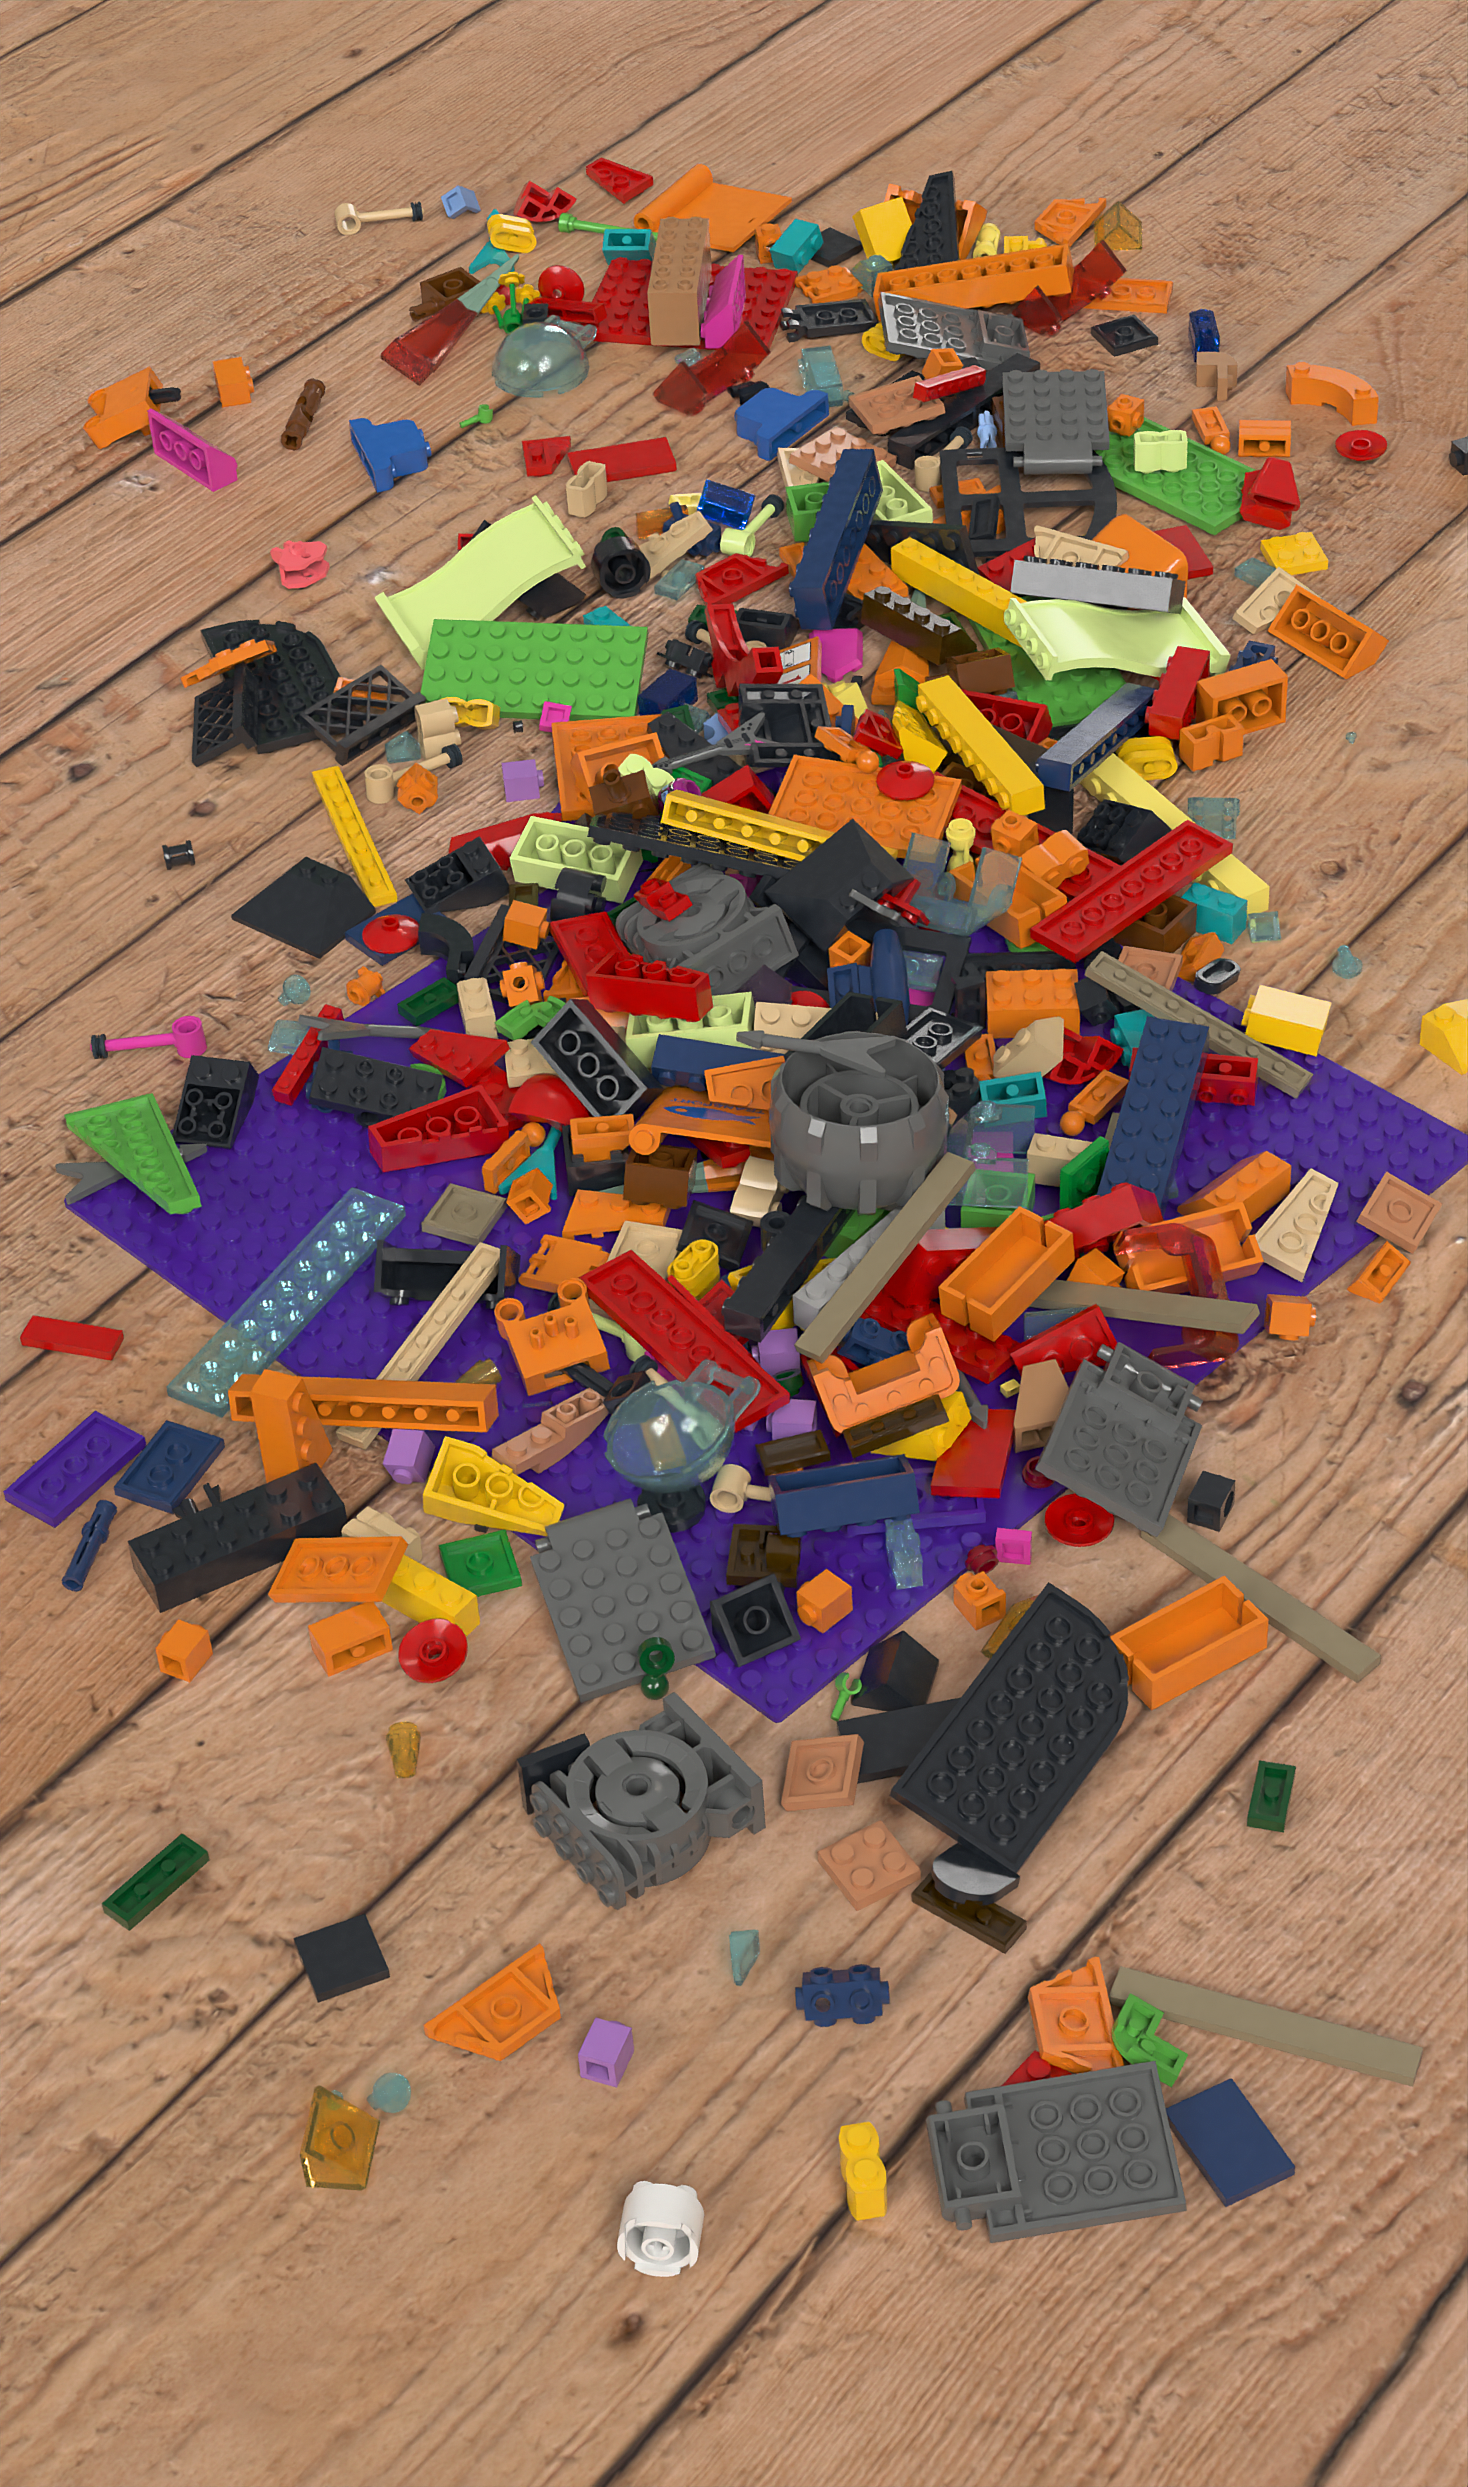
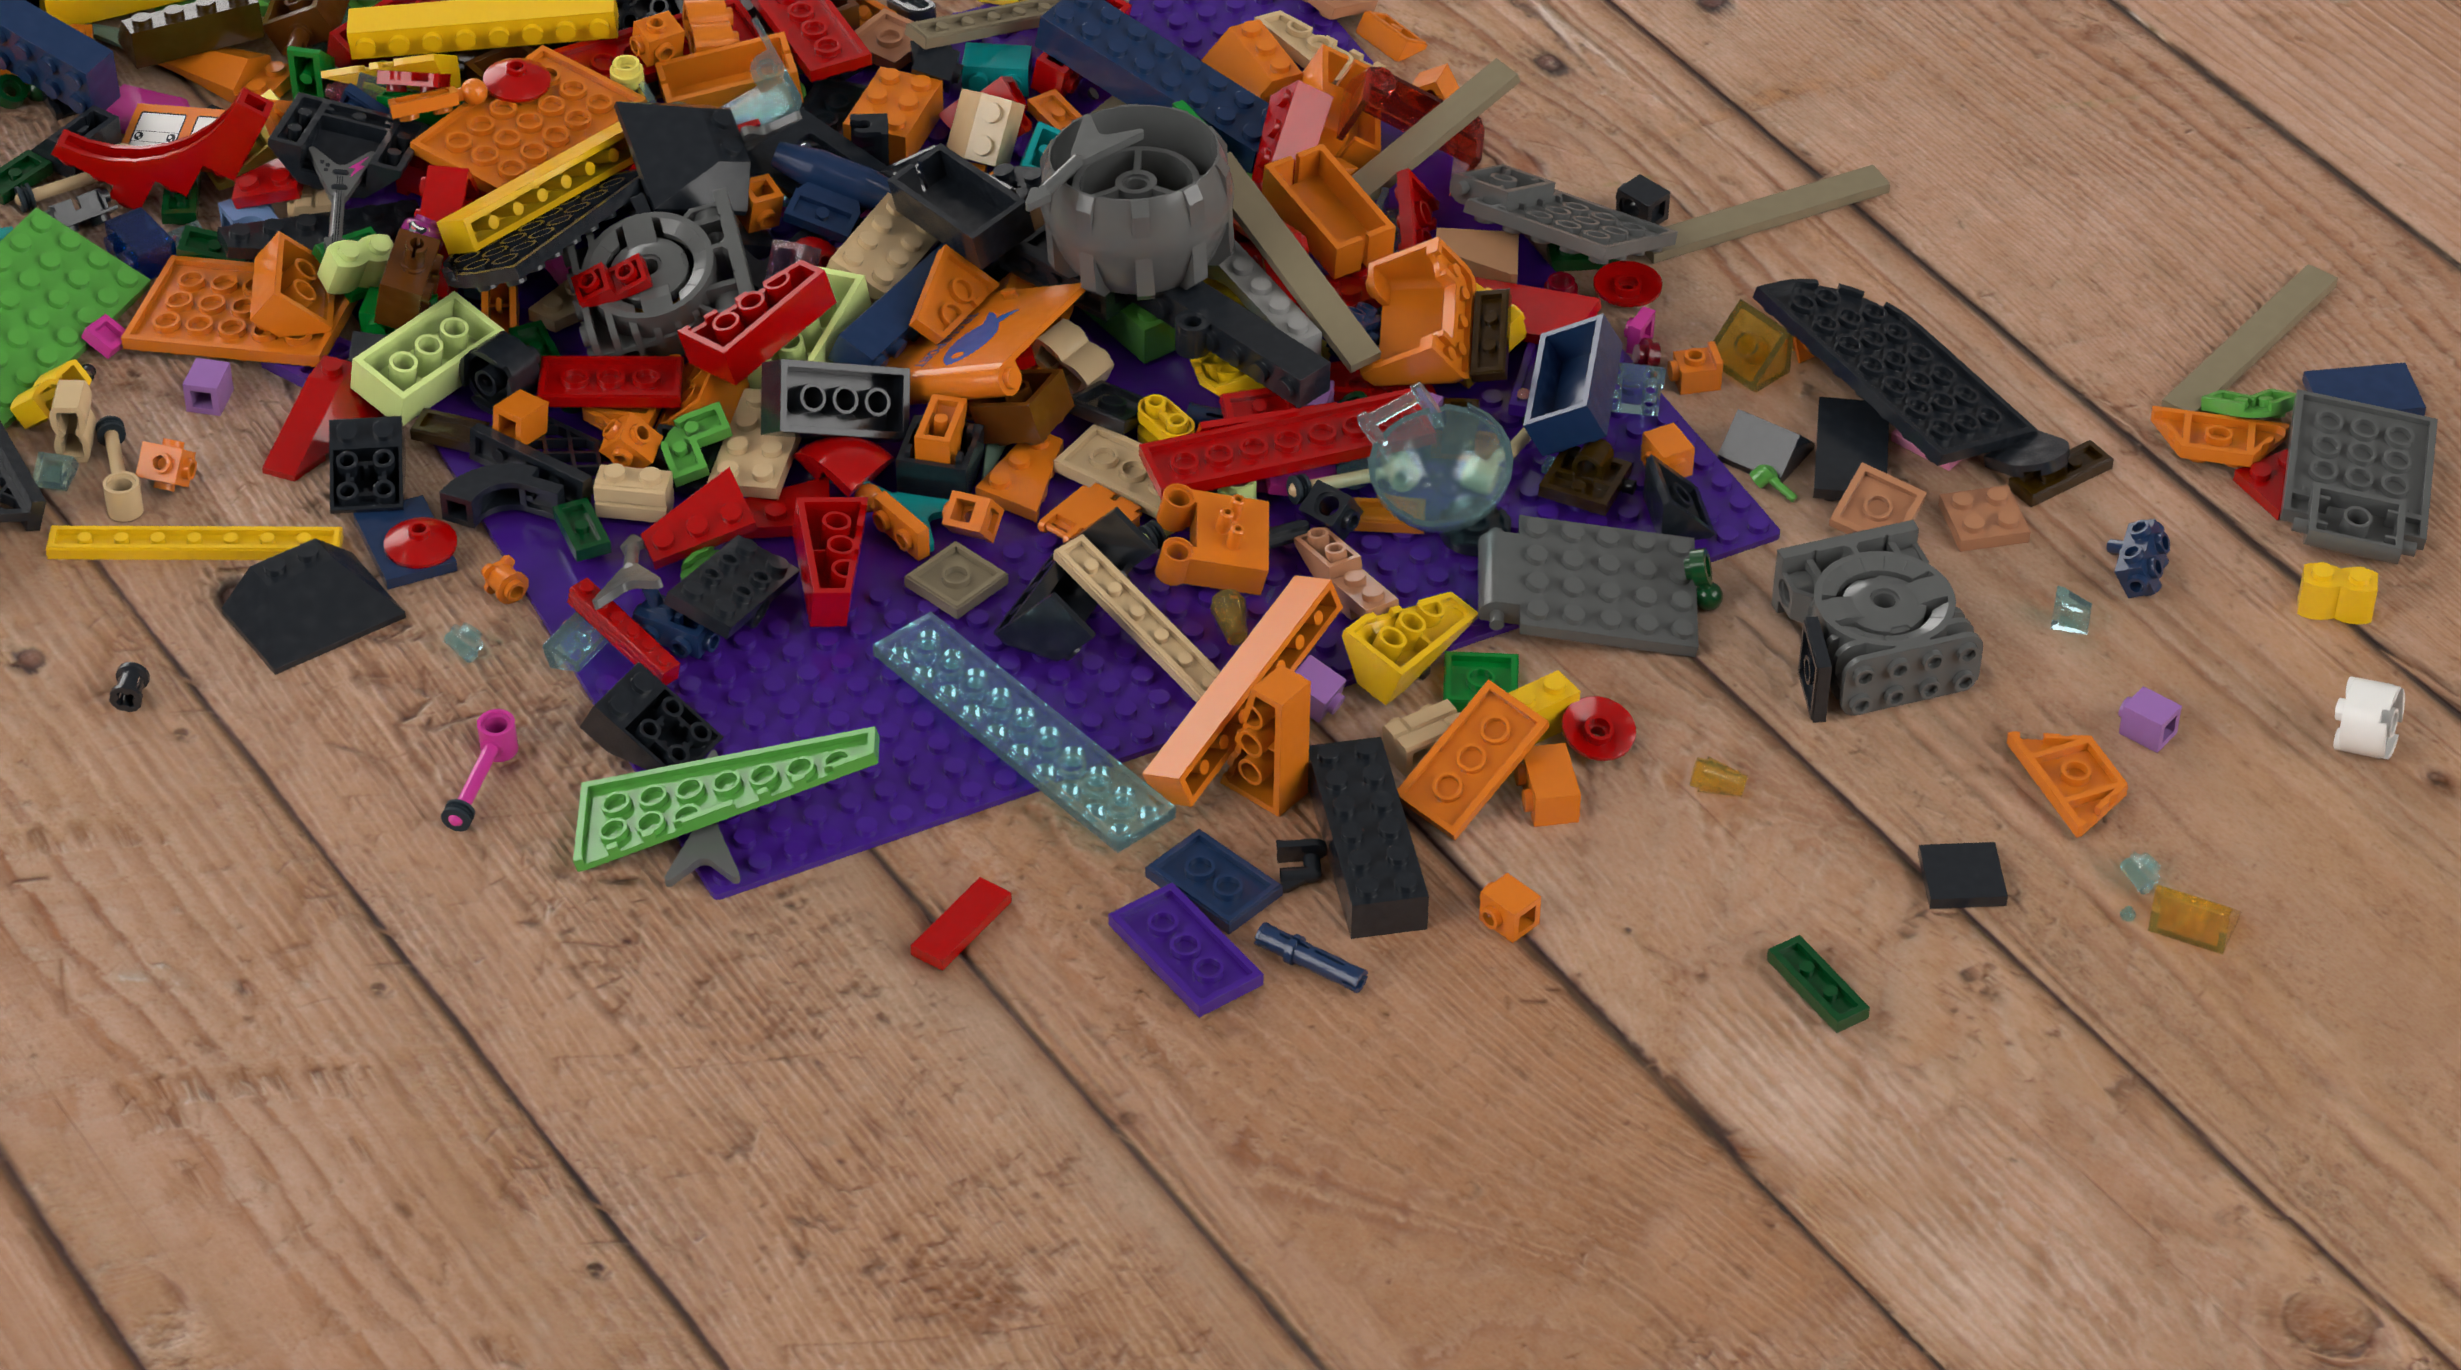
camera: 75 degrees left, 0 degrees up
(1190, 1641) = (1822, 248): orange piece -> none
(1271, 1796) = (2007, 267): dark green plate -> none

